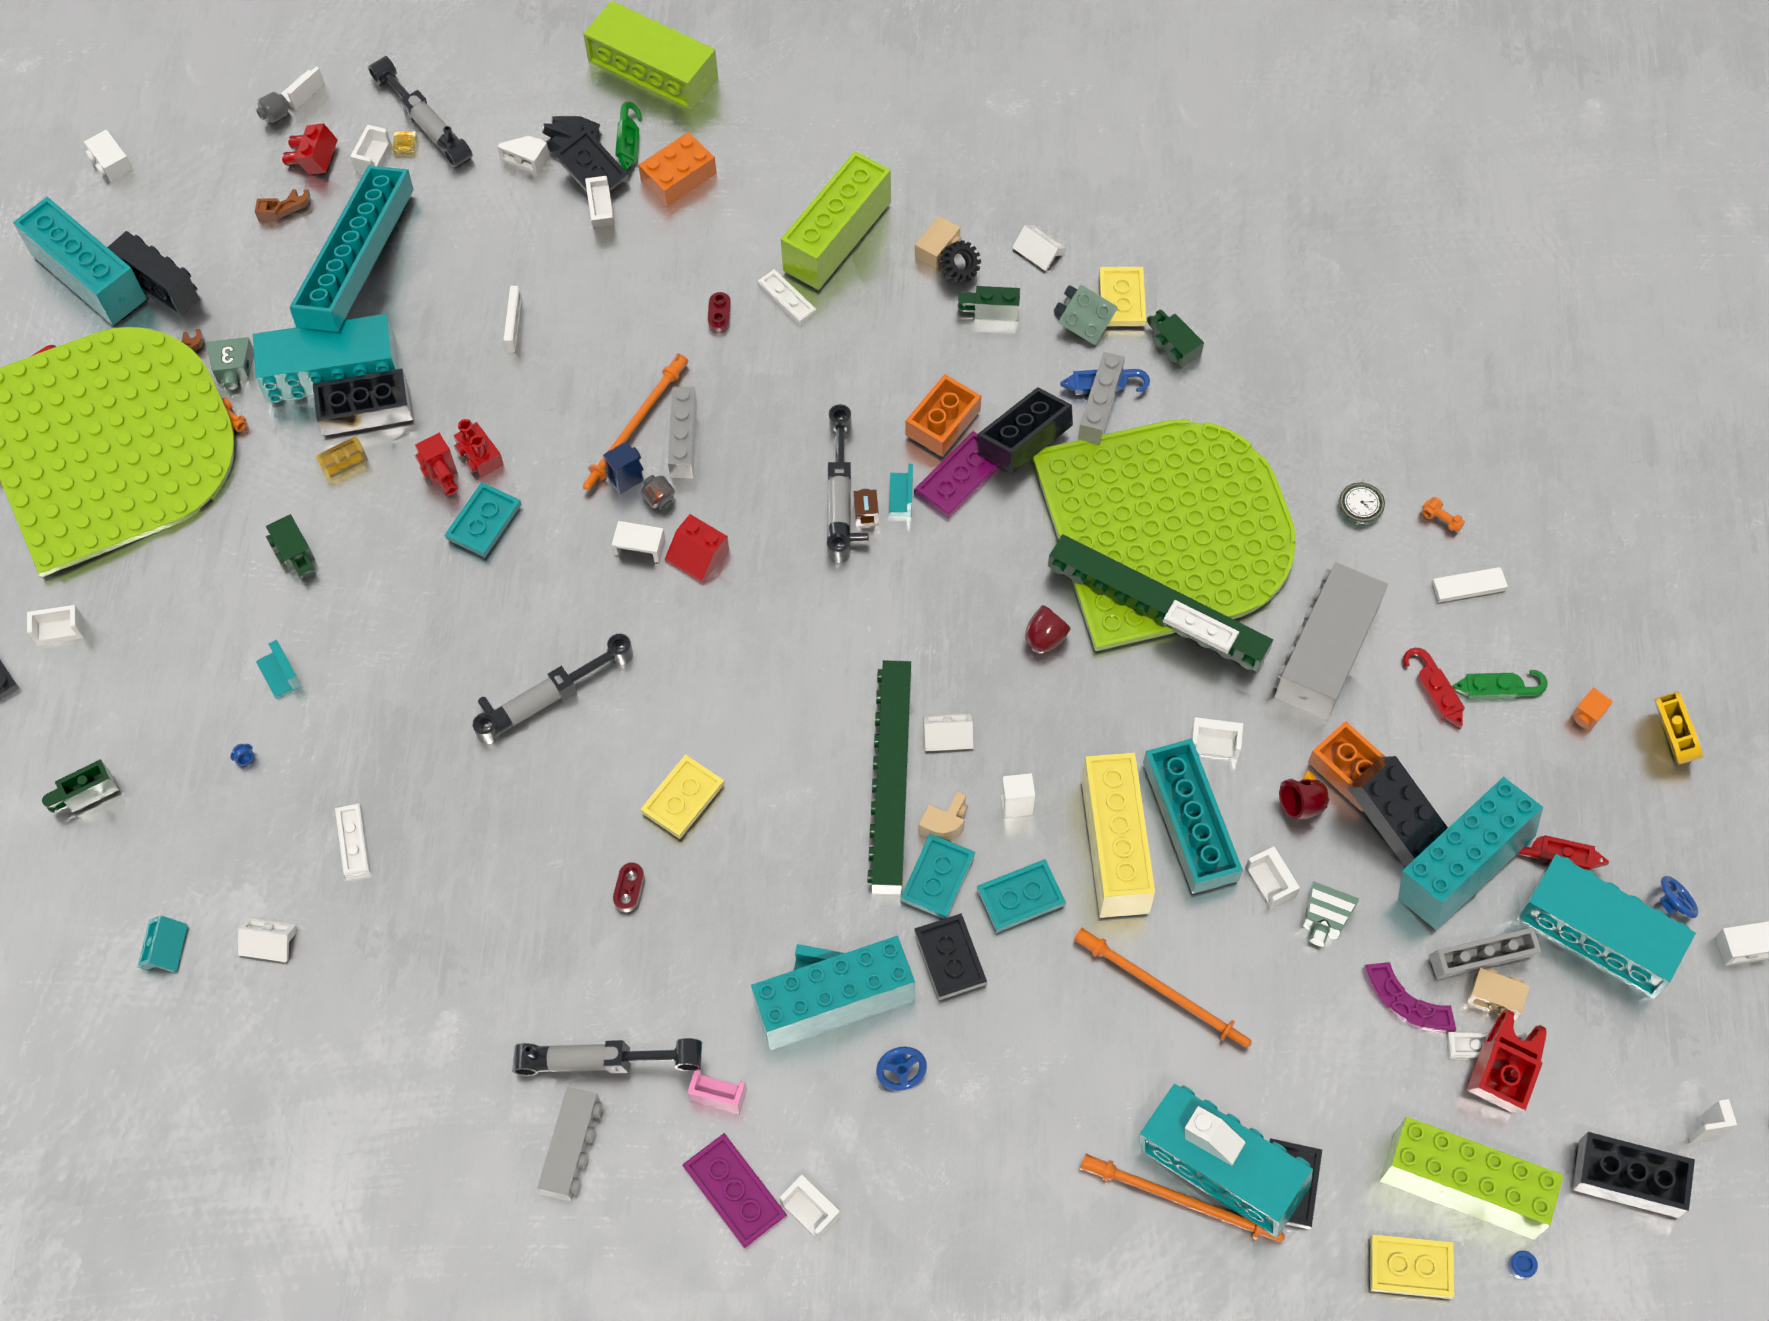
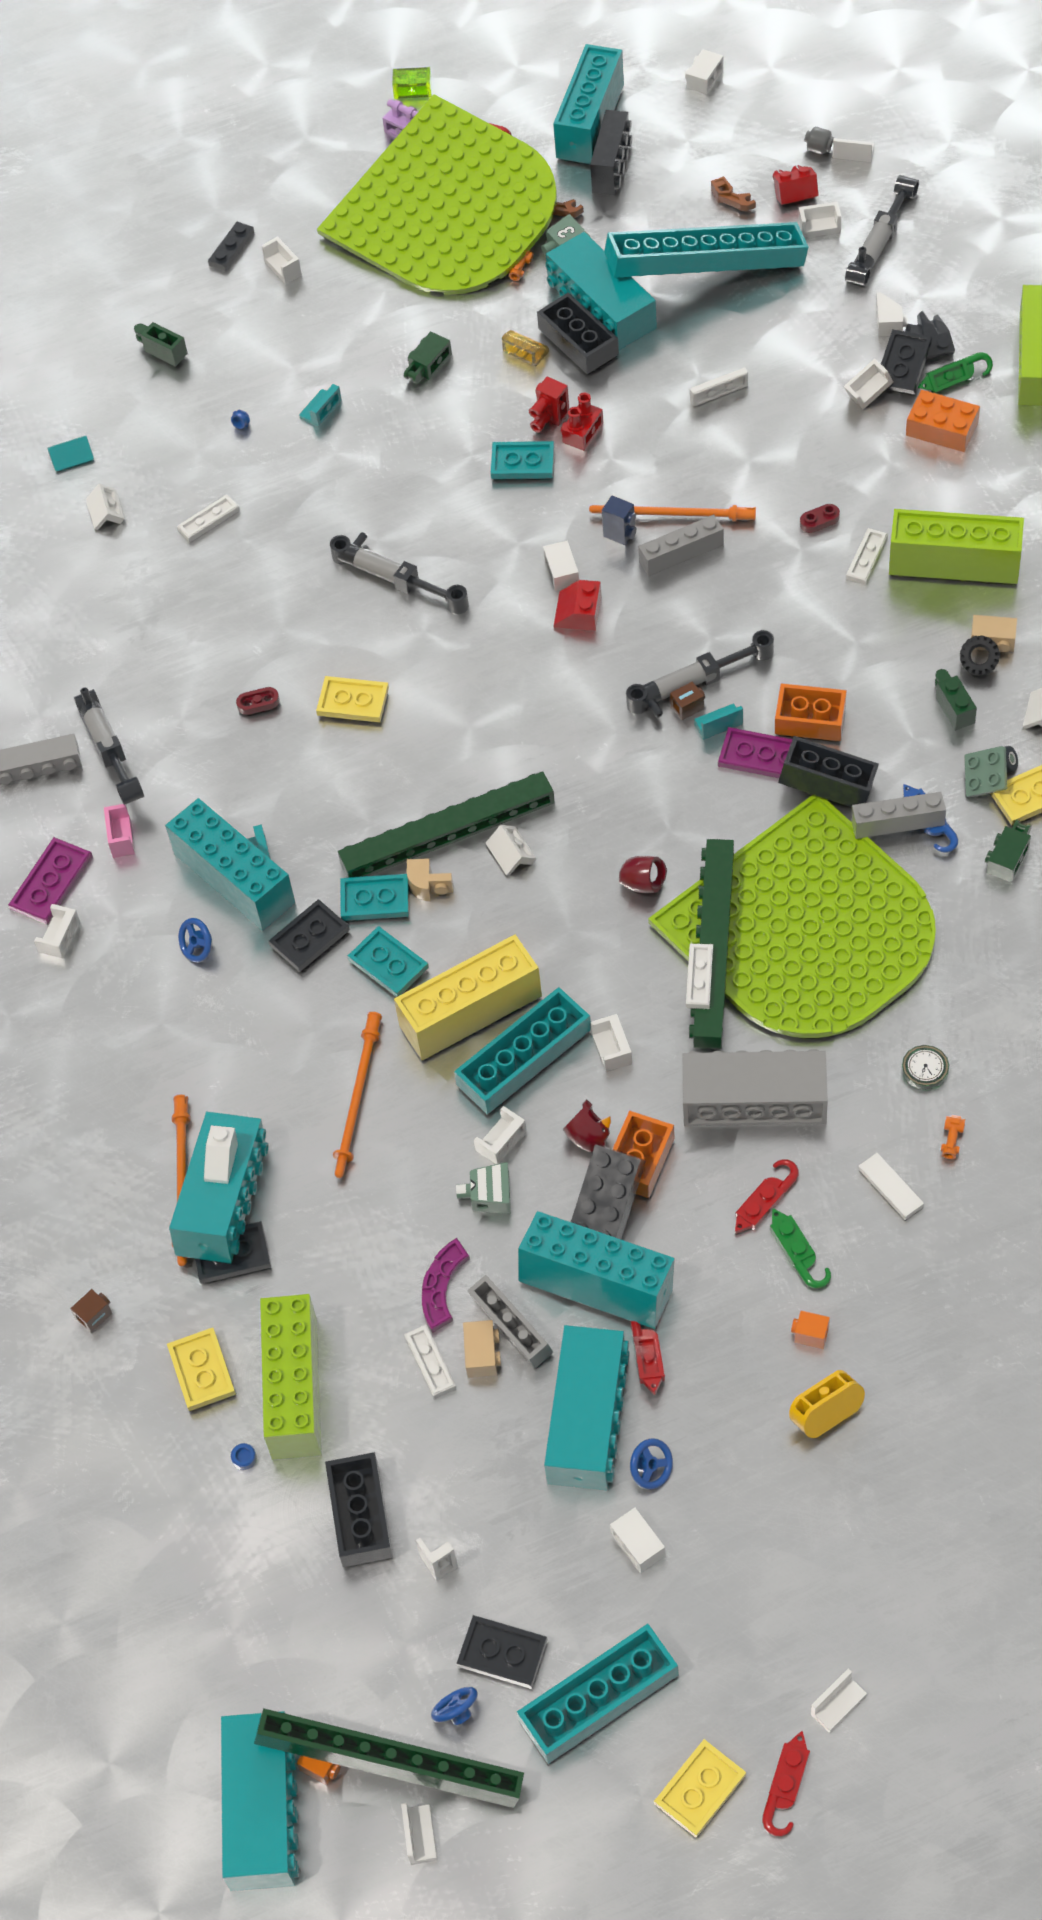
camera: 70 degrees right, 5 degrees down
(404, 142) = (847, 238): clear yellow plate -> none
(658, 492) = (614, 556): dark grey head -> none
(1018, 795) = (470, 916): white panel -> none
(1508, 1058) = (419, 1373): red brick -> none

